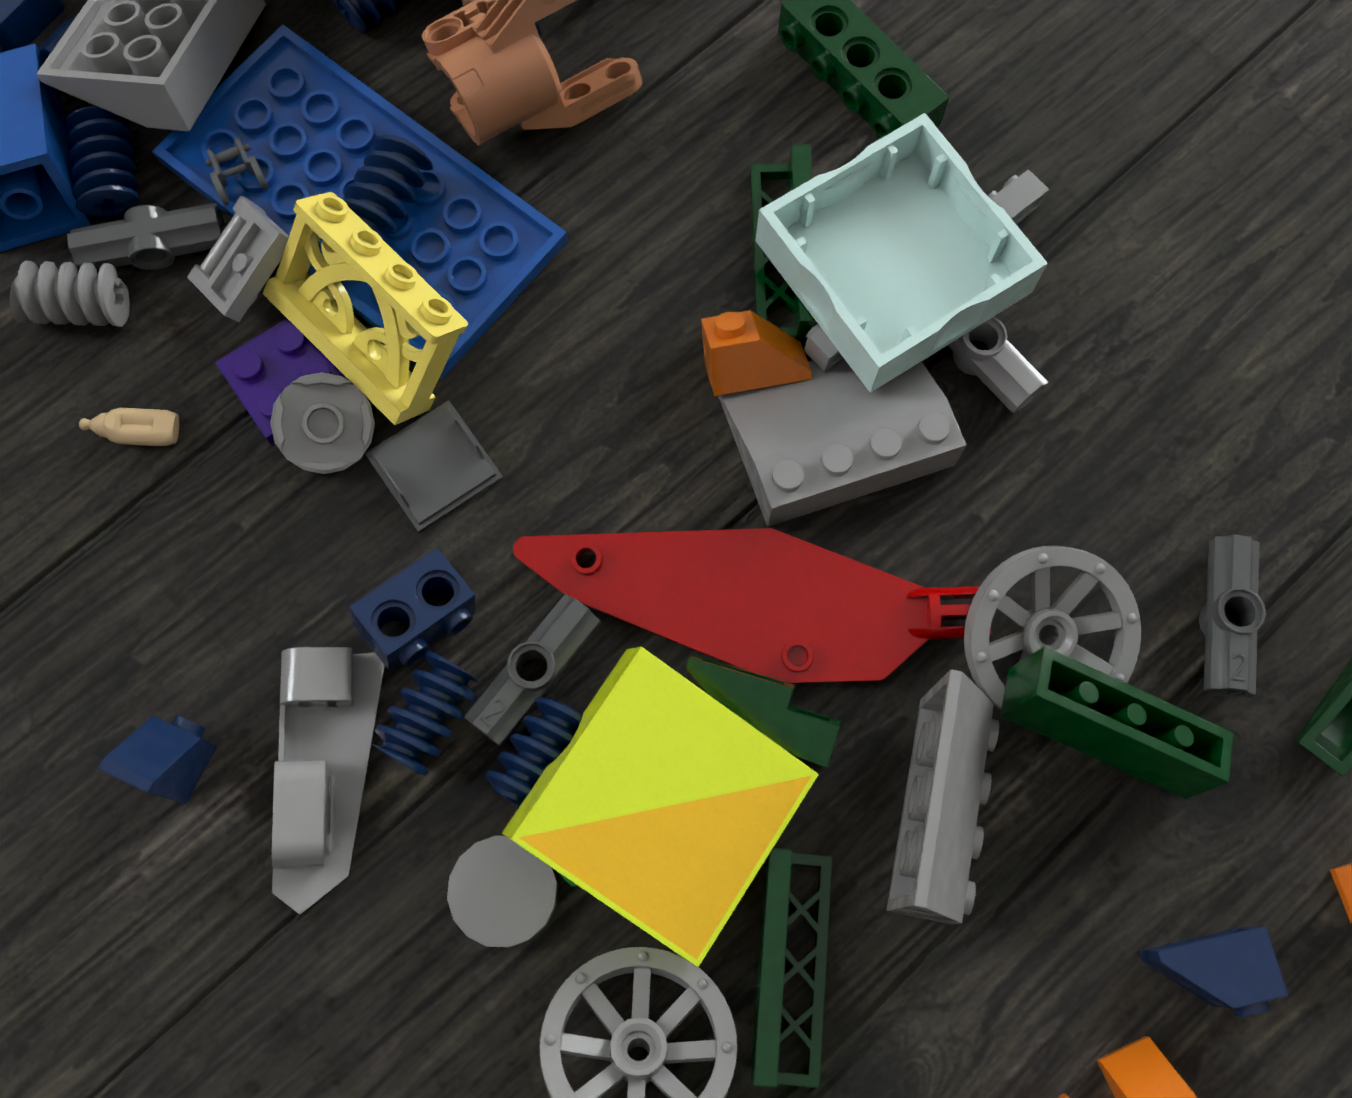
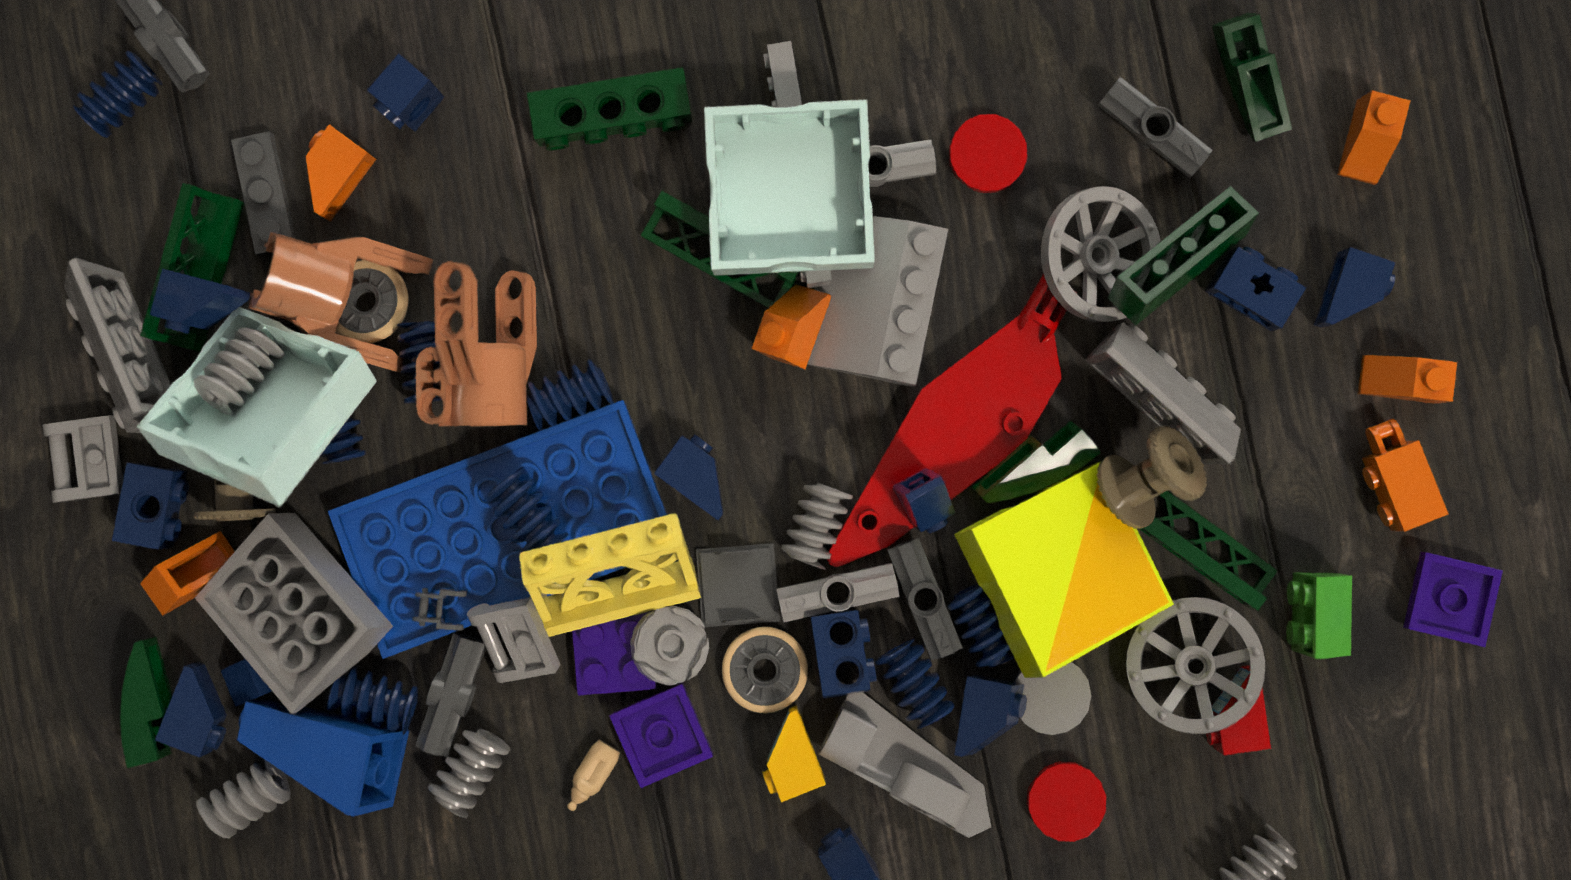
camera: 60 degrees left, 15 degrees up
(215, 472) = (661, 735): none -> dark purple plate
(260, 625) = (792, 760): none -> yellow slope
(332, 519) = (771, 645): none -> dark grey wheel
(379, 990) = (1066, 801): none -> red tile
(435, 820) = (987, 712): none -> dark blue slope
(464, 547) = (864, 587): none -> light grey piece
(528, 346) = (694, 474): none -> dark blue slope
(538, 178) = (568, 394): none -> dark blue piece
(548, 500) = (816, 524): none -> light grey piece
(644, 595) = (925, 500): none -> dark blue slope
(861, 845) = (1132, 488): none -> dark tan hose
(1074, 457) = (988, 153): none -> red tile
(1127, 872) = (1233, 287): none -> dark blue brick

